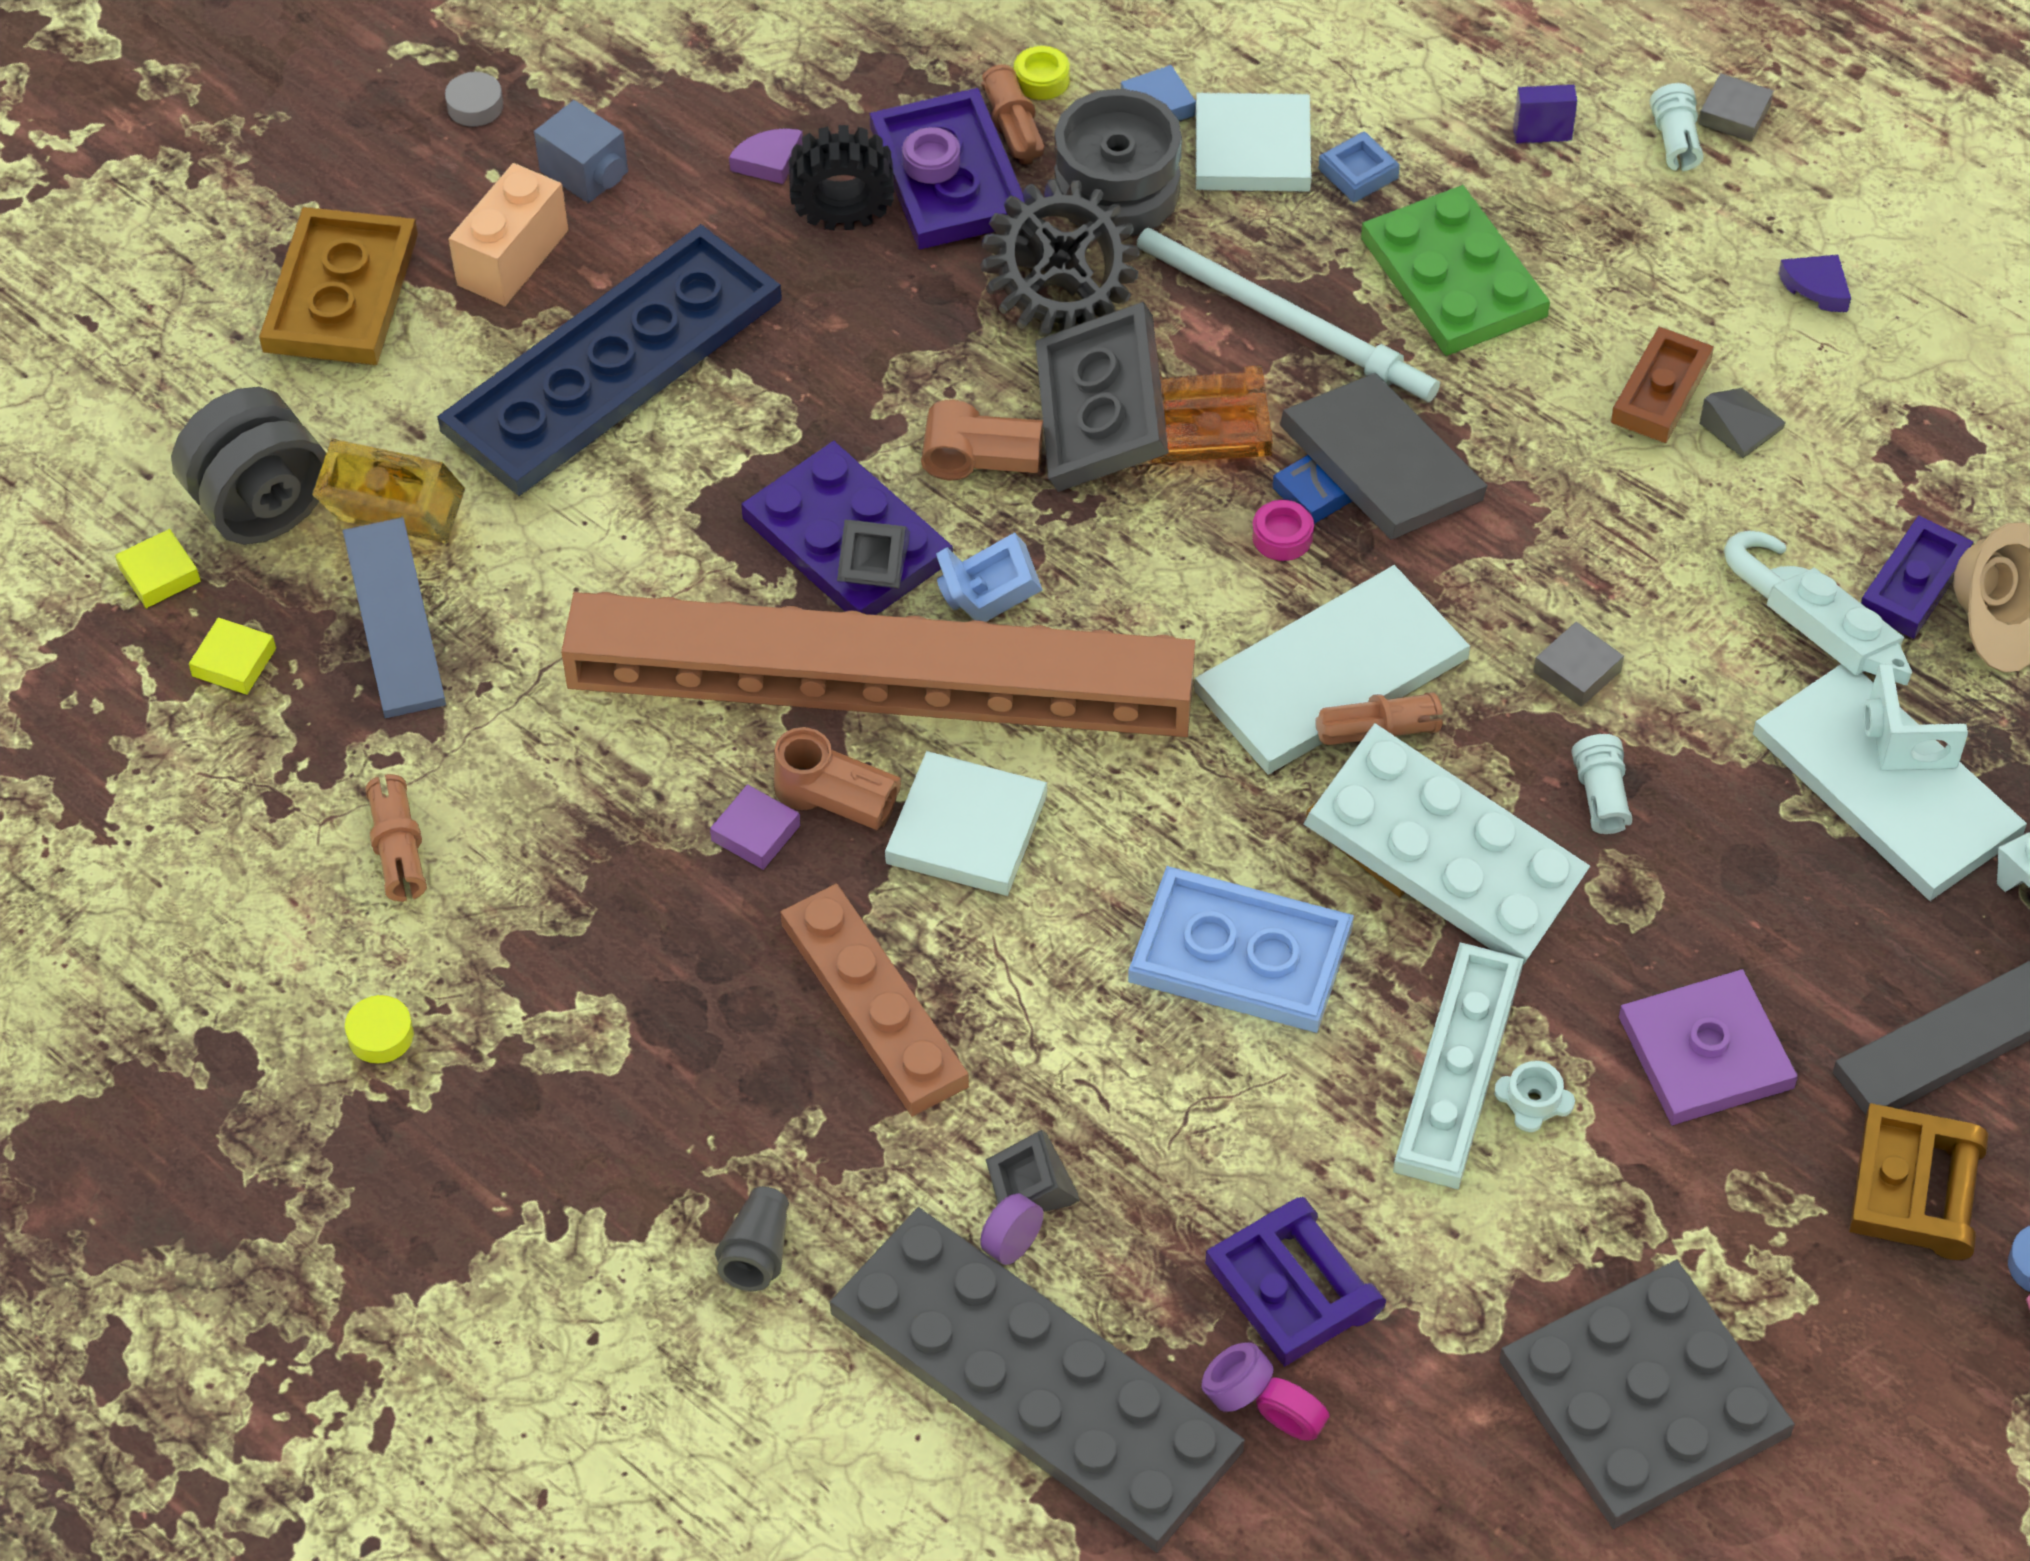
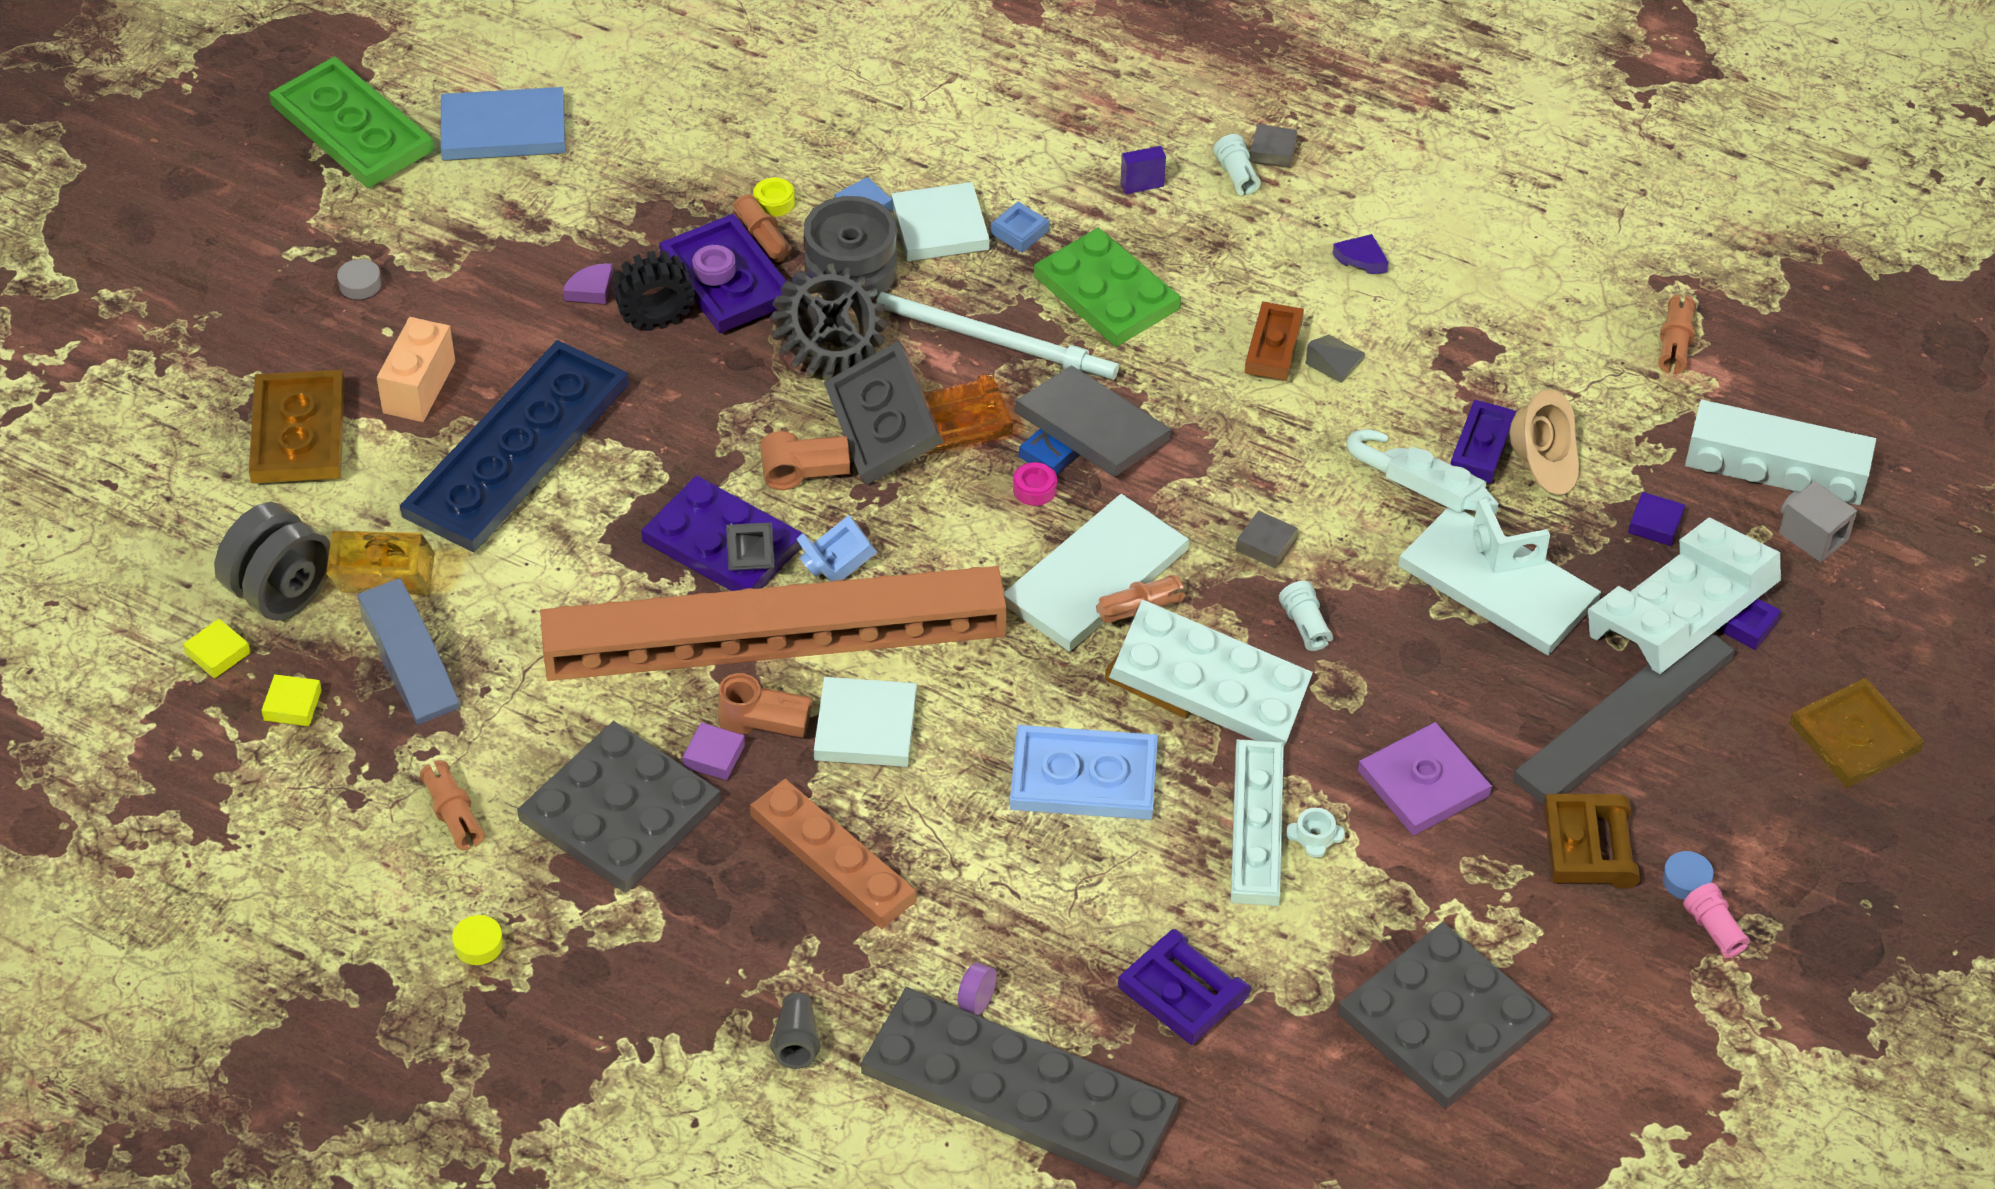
camera: 15 degrees left, 5 degrees down
(581, 151) = (453, 301): sand blue brick -> none
(612, 880) = (619, 806): none -> dark grey plate
(1033, 1171) = (979, 945): dark grey slope -> none
(1237, 1376) = (1162, 1057): medium lavender tile -> none
(1292, 1409) = (1207, 1071): dark pink tile -> none

